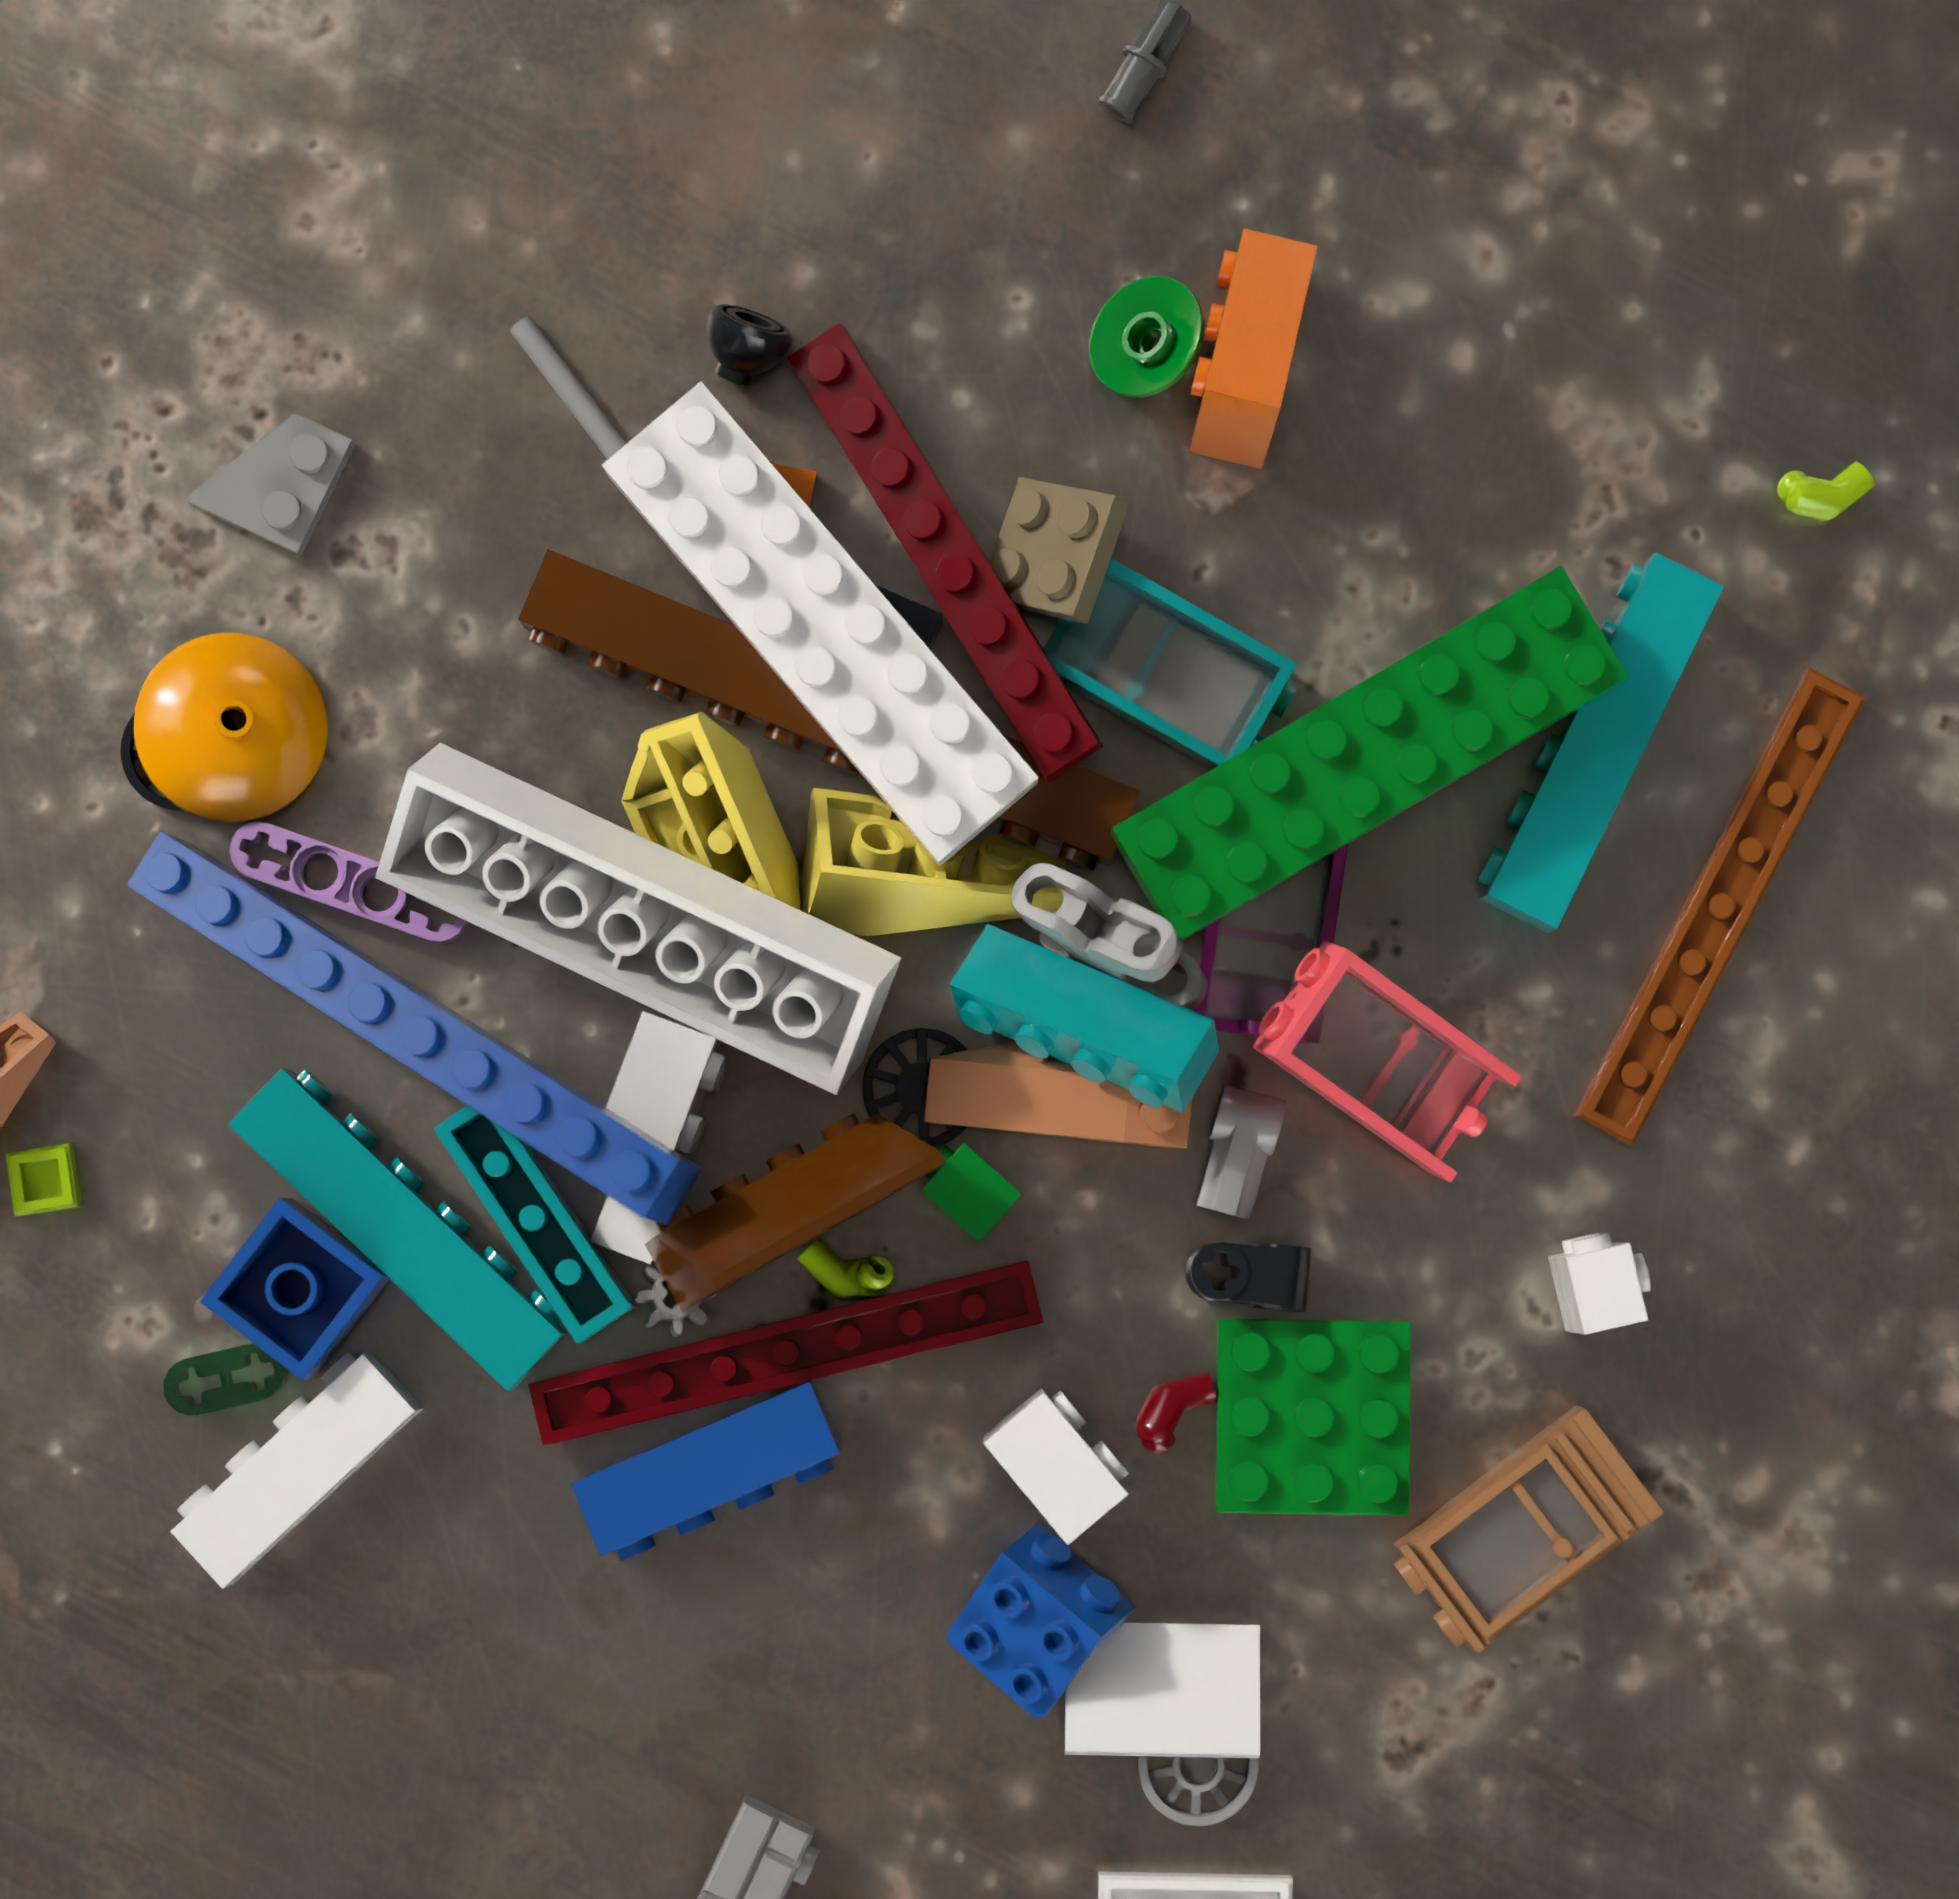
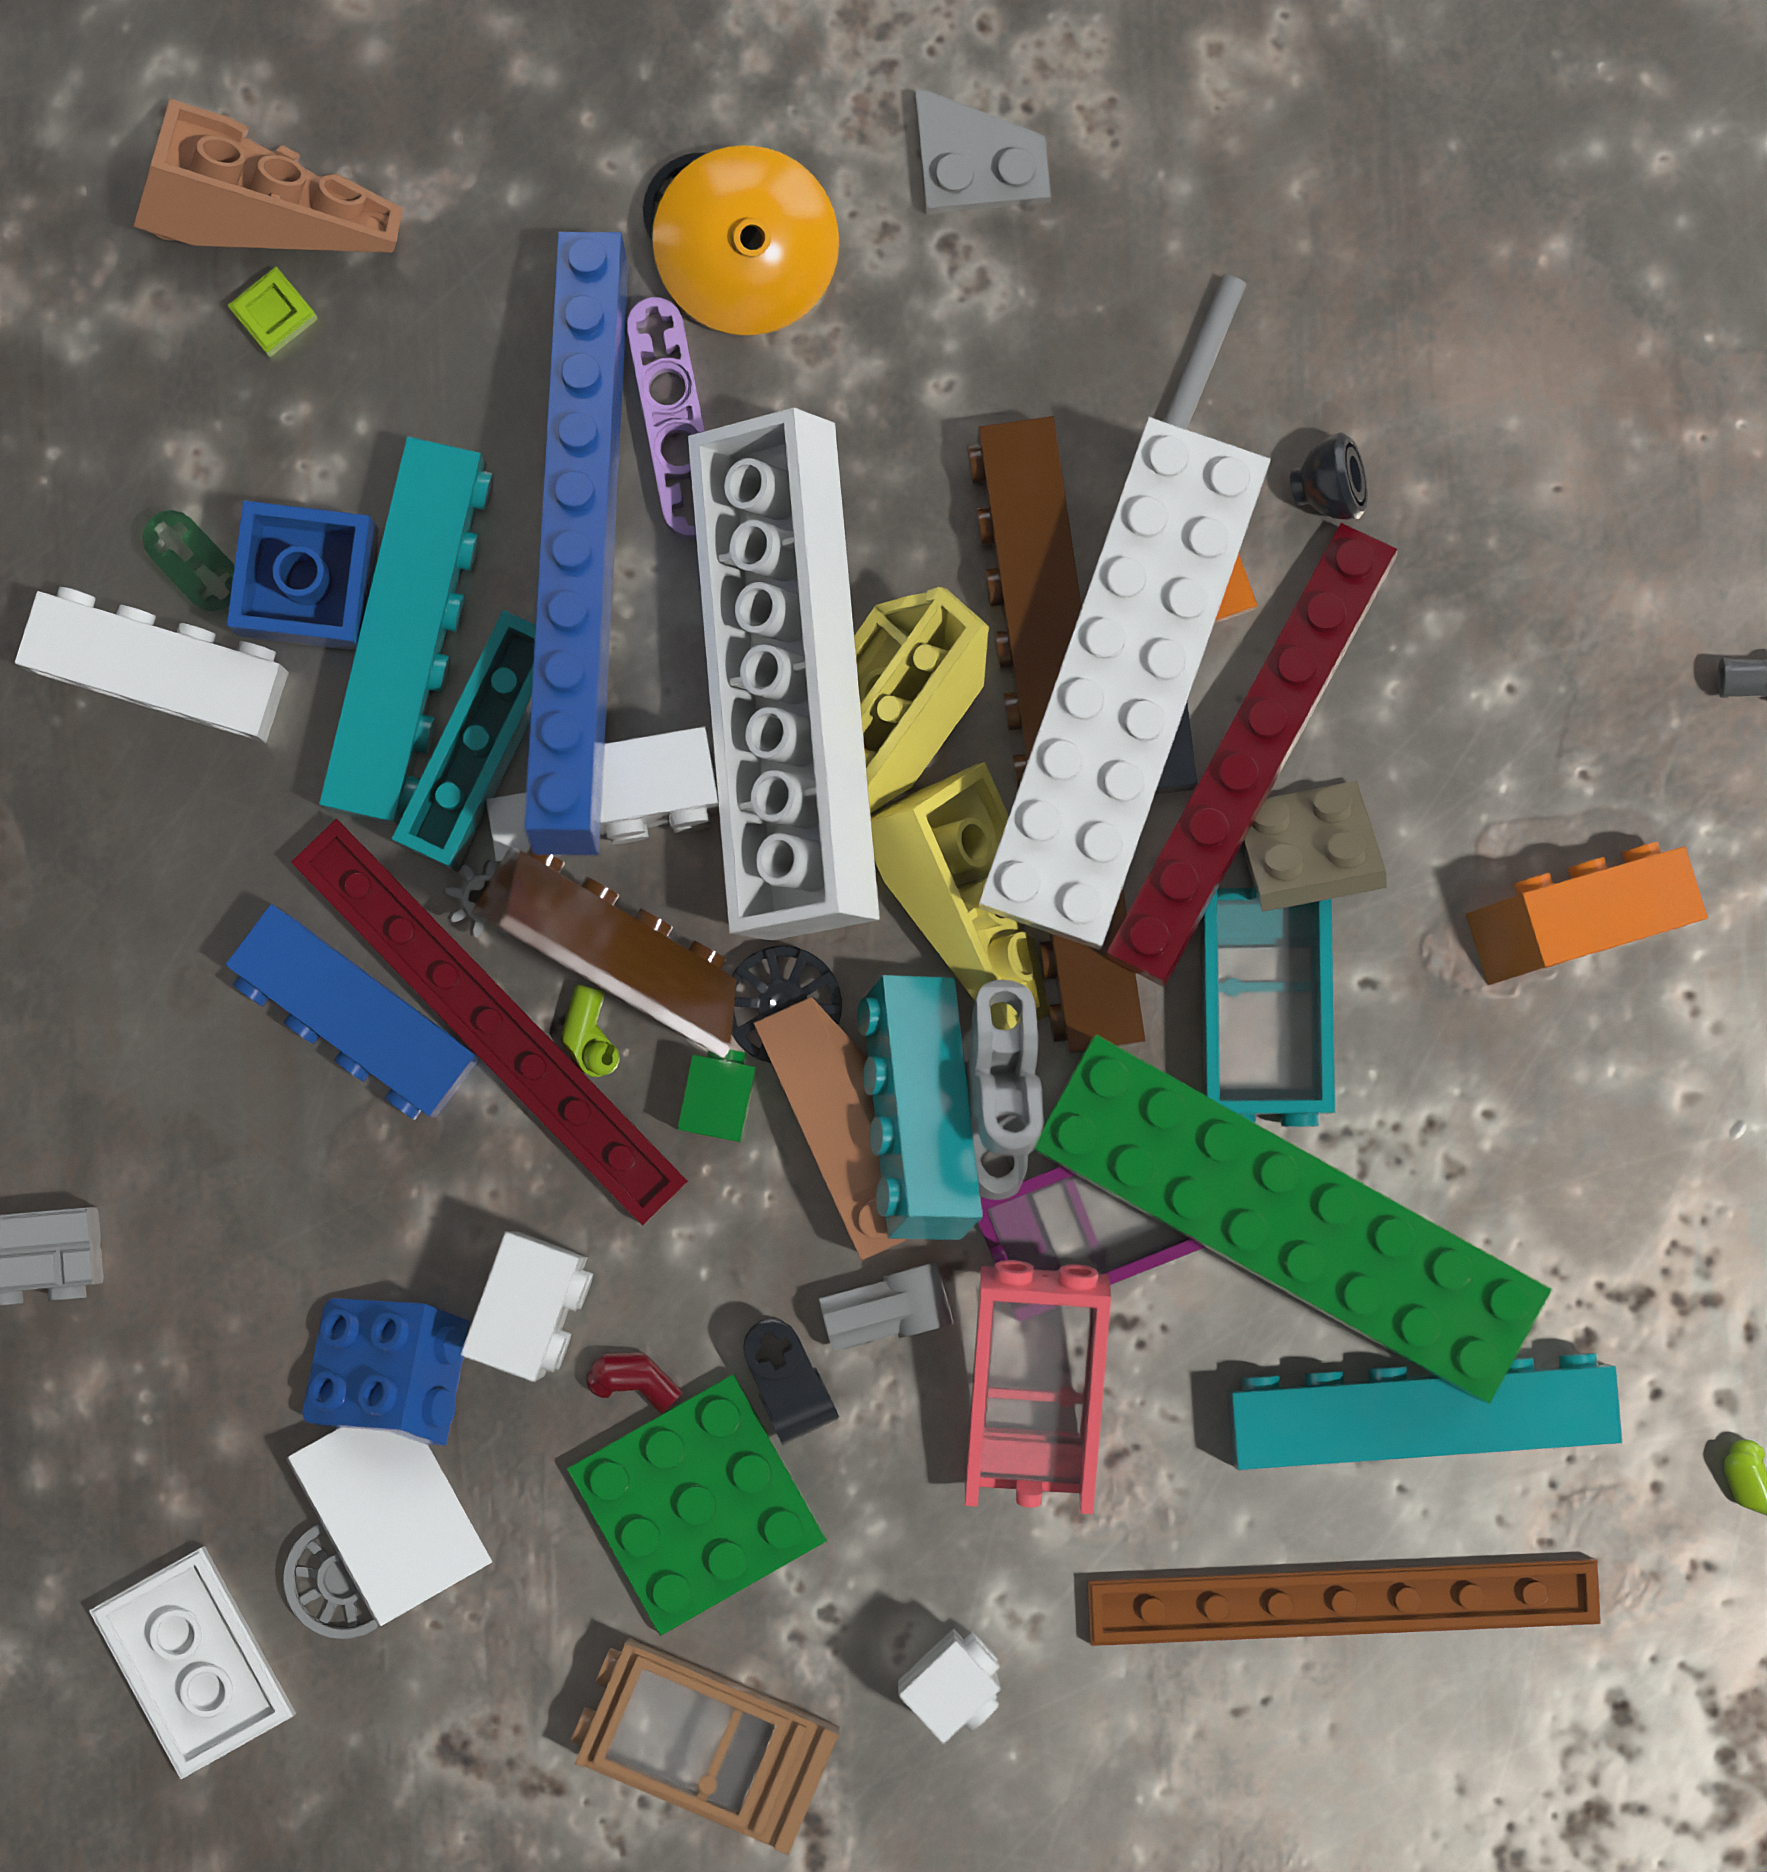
camera: 60 degrees right, 0 degrees up
(1130, 326) = (1542, 800): green dish -> none

